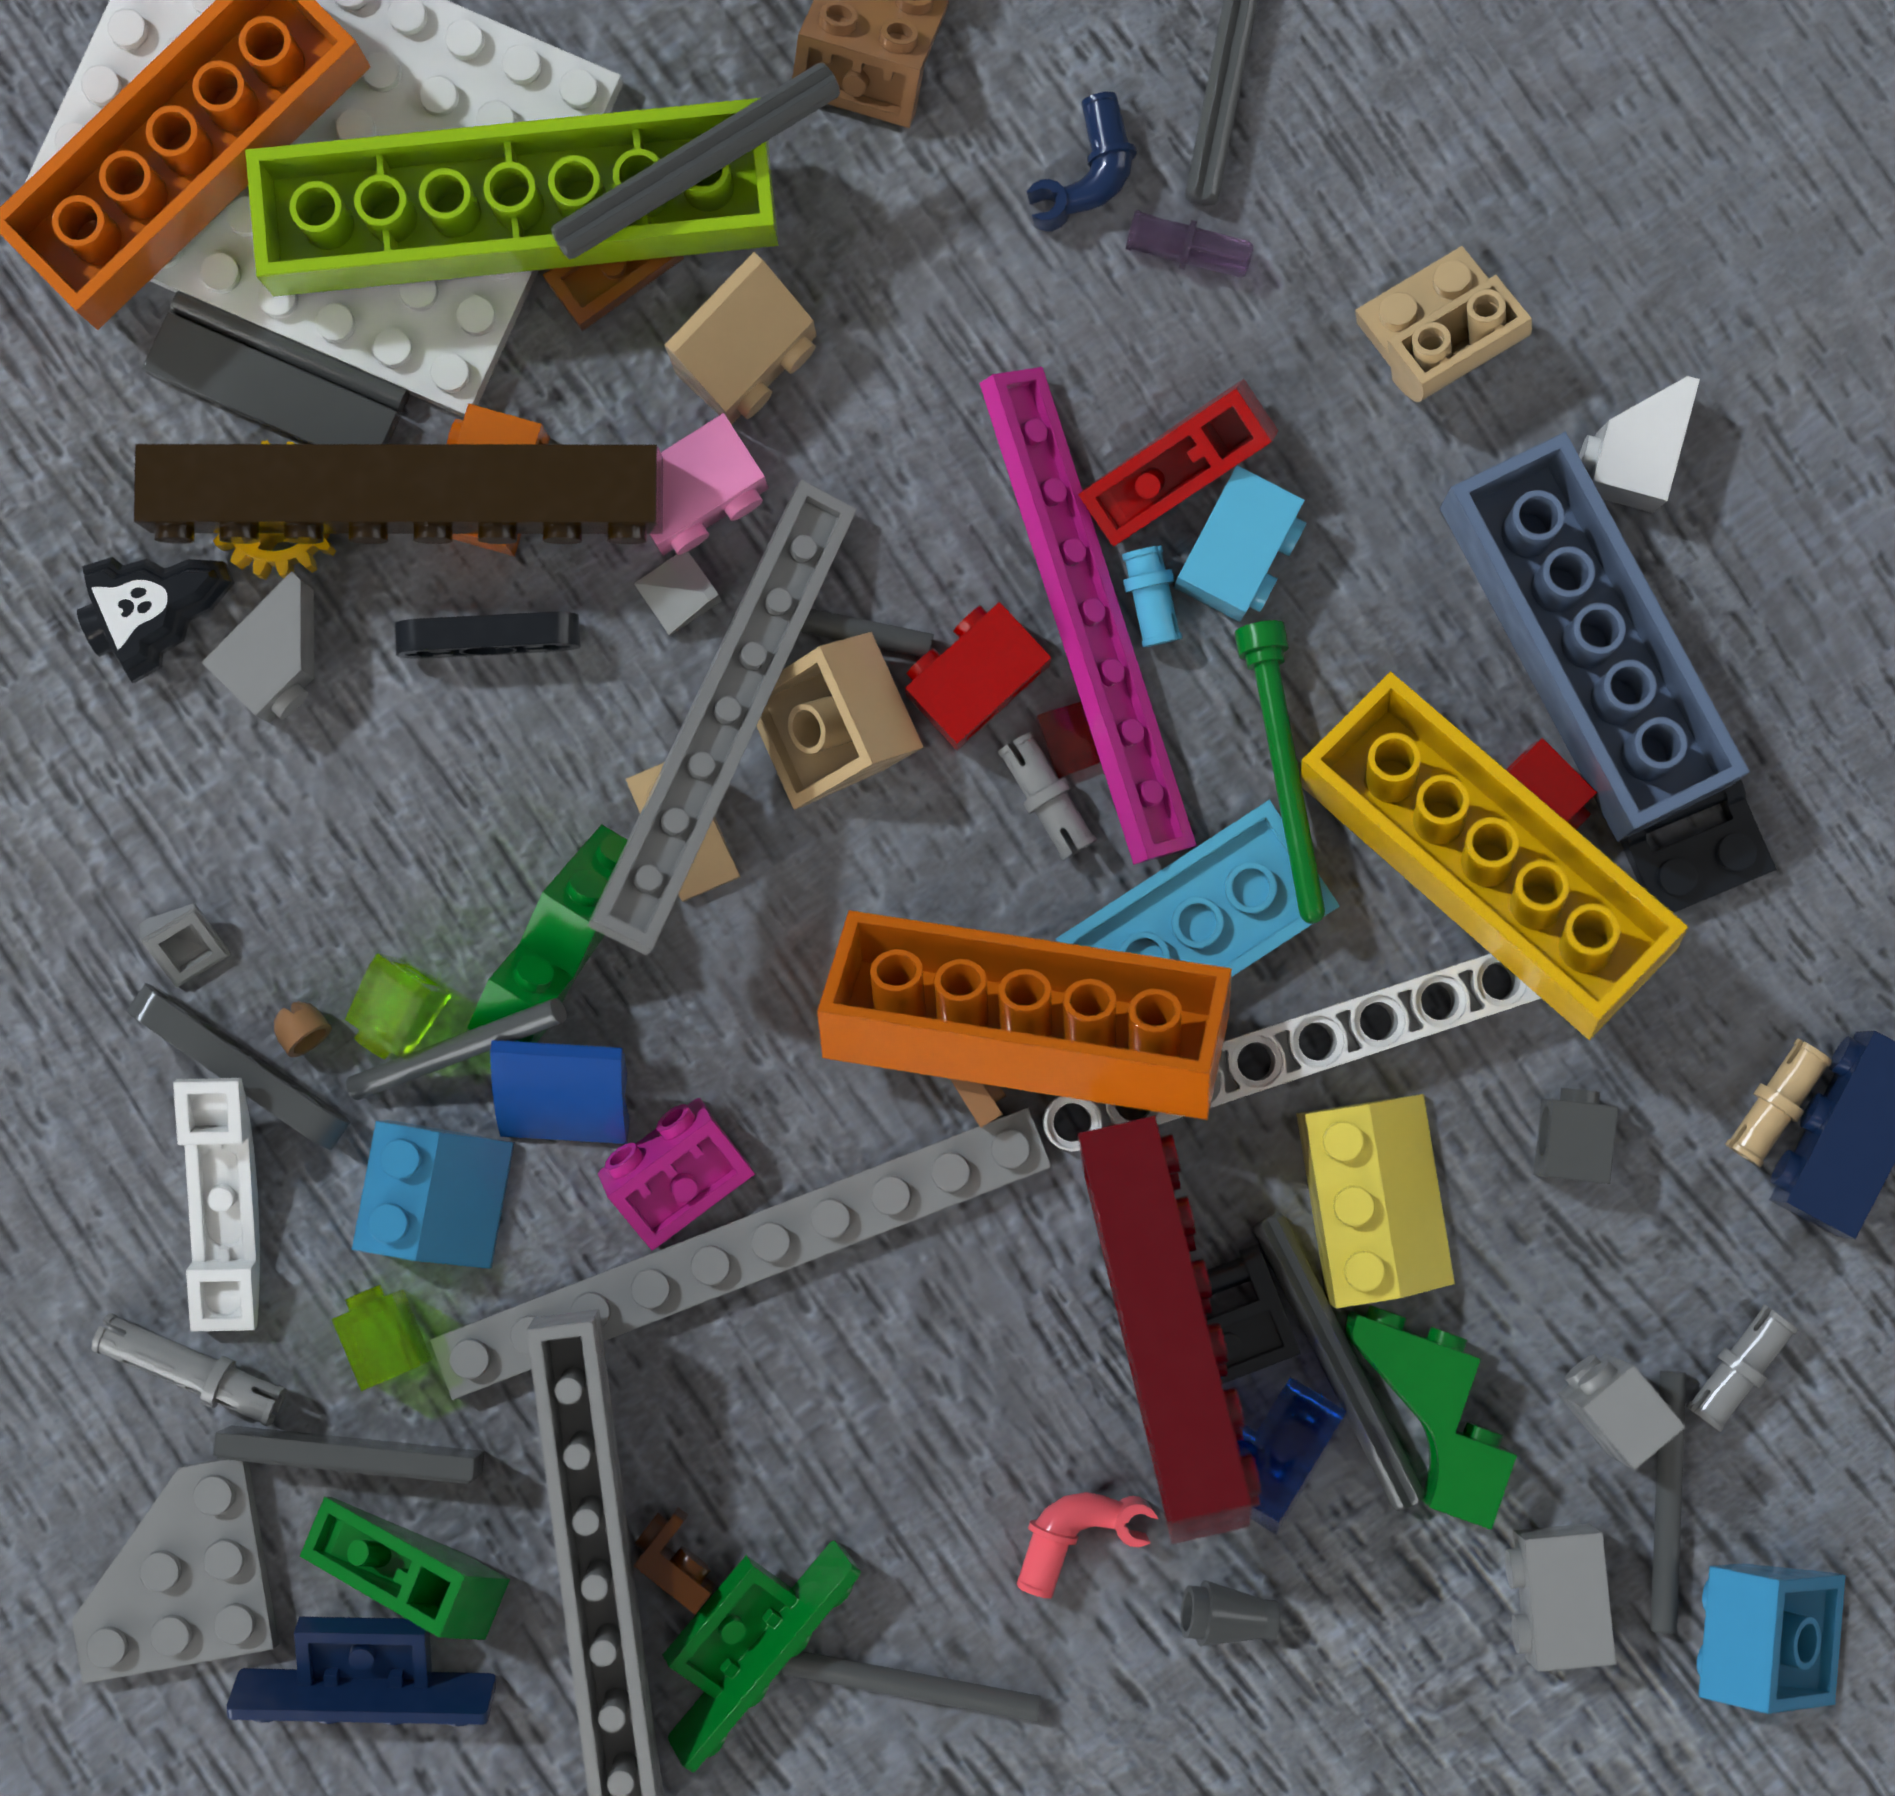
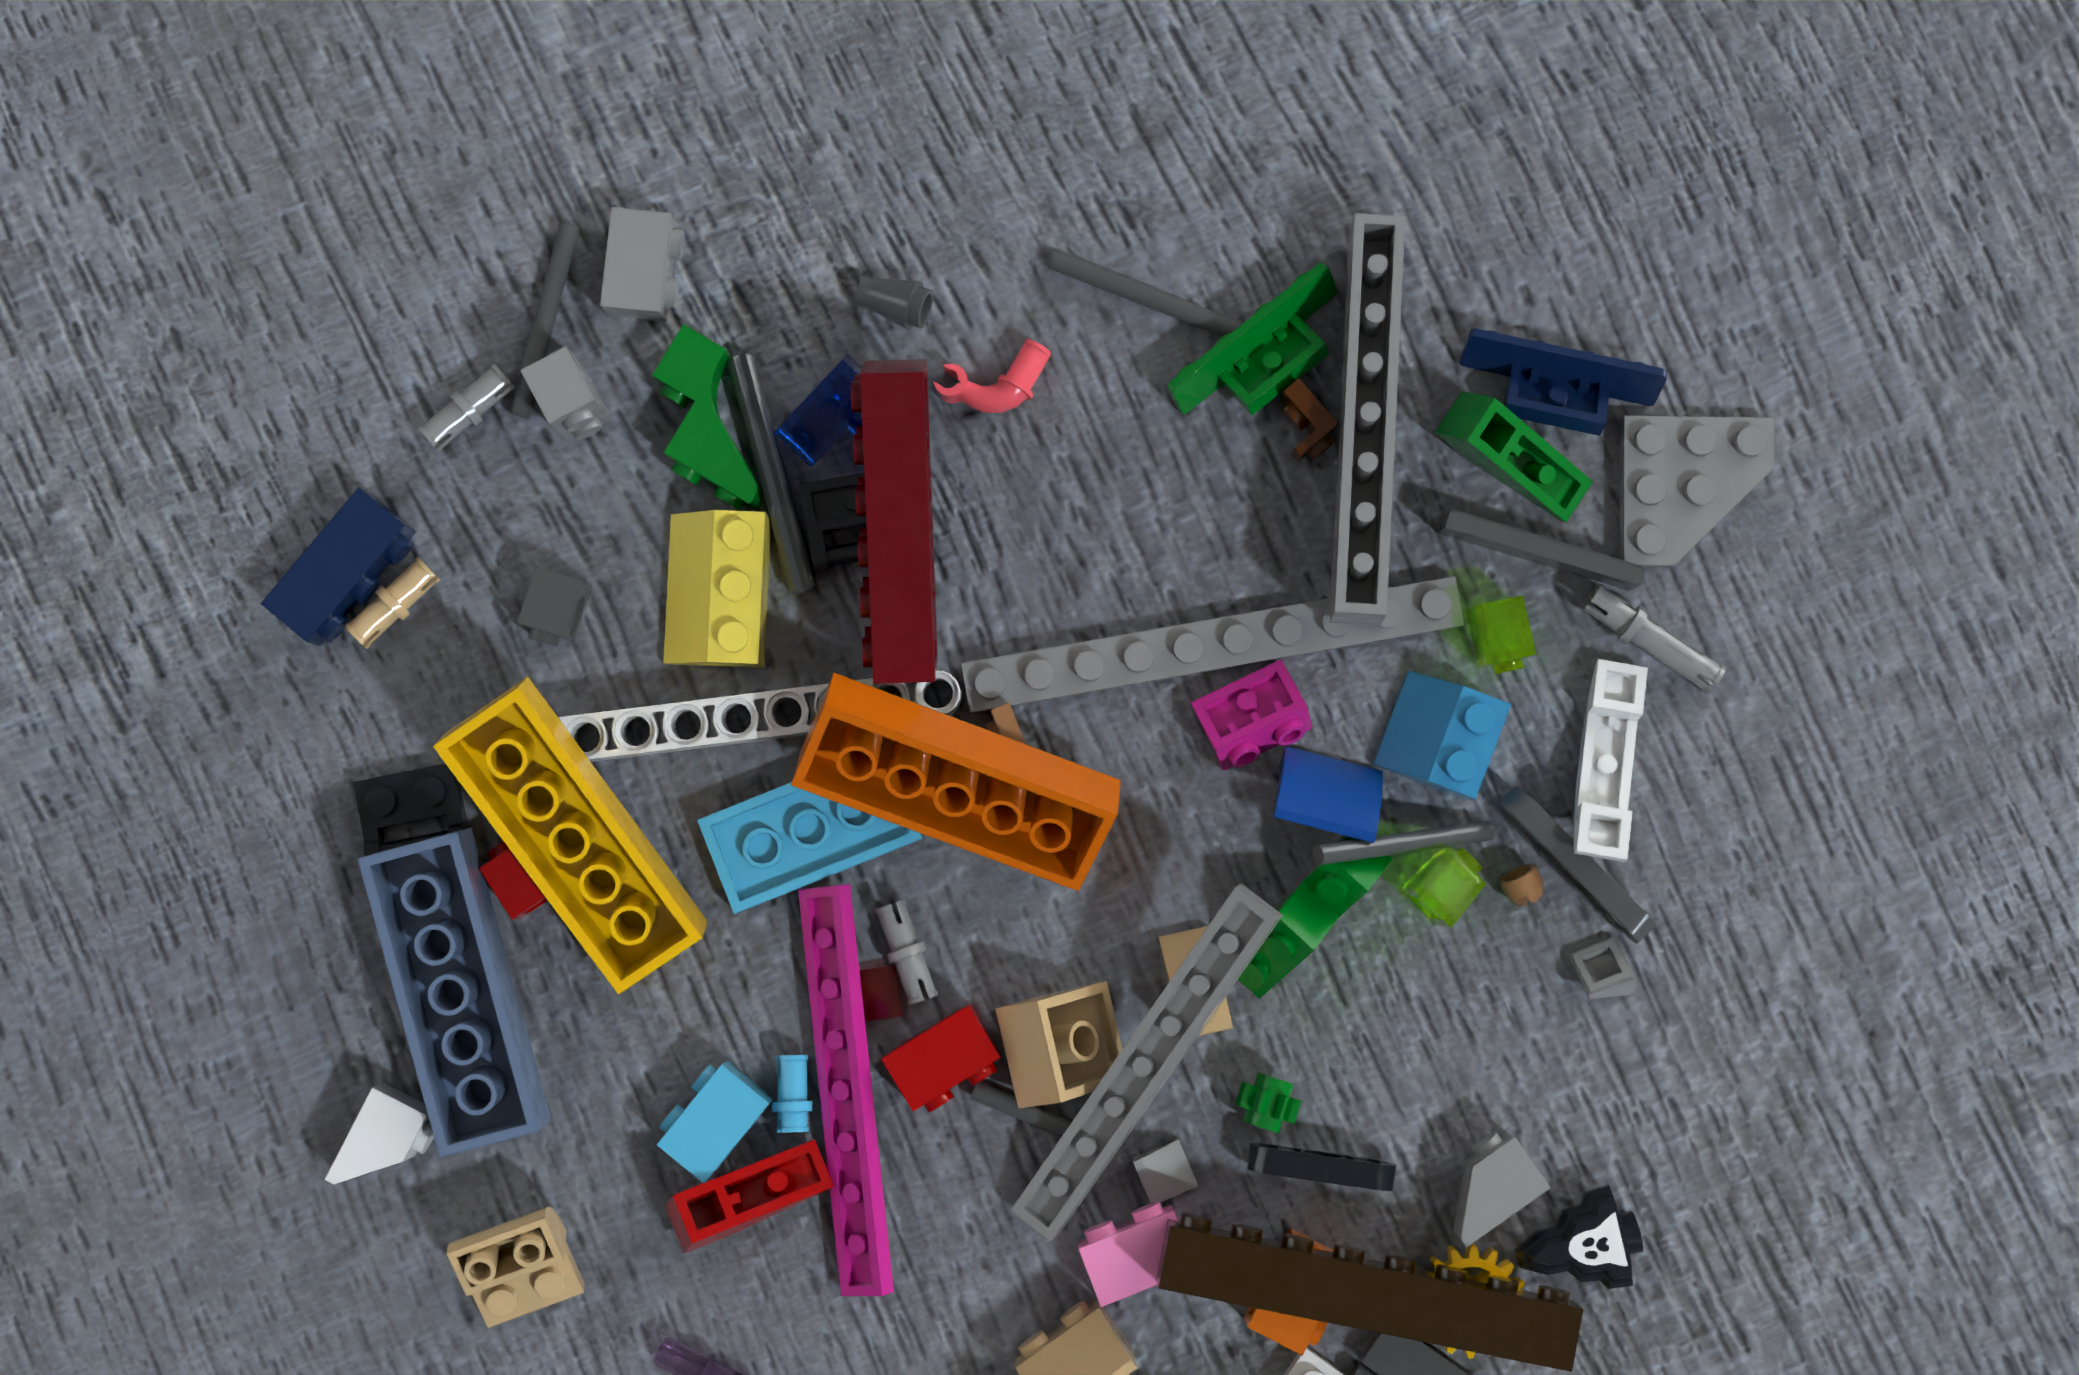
camera: 170 degrees left, 0 degrees up
(566, 699) = (1268, 1102): none -> green gear
(1263, 649) = (714, 1035): green piece -> none
(1771, 1637) = (490, 204): dark azure slope -> none

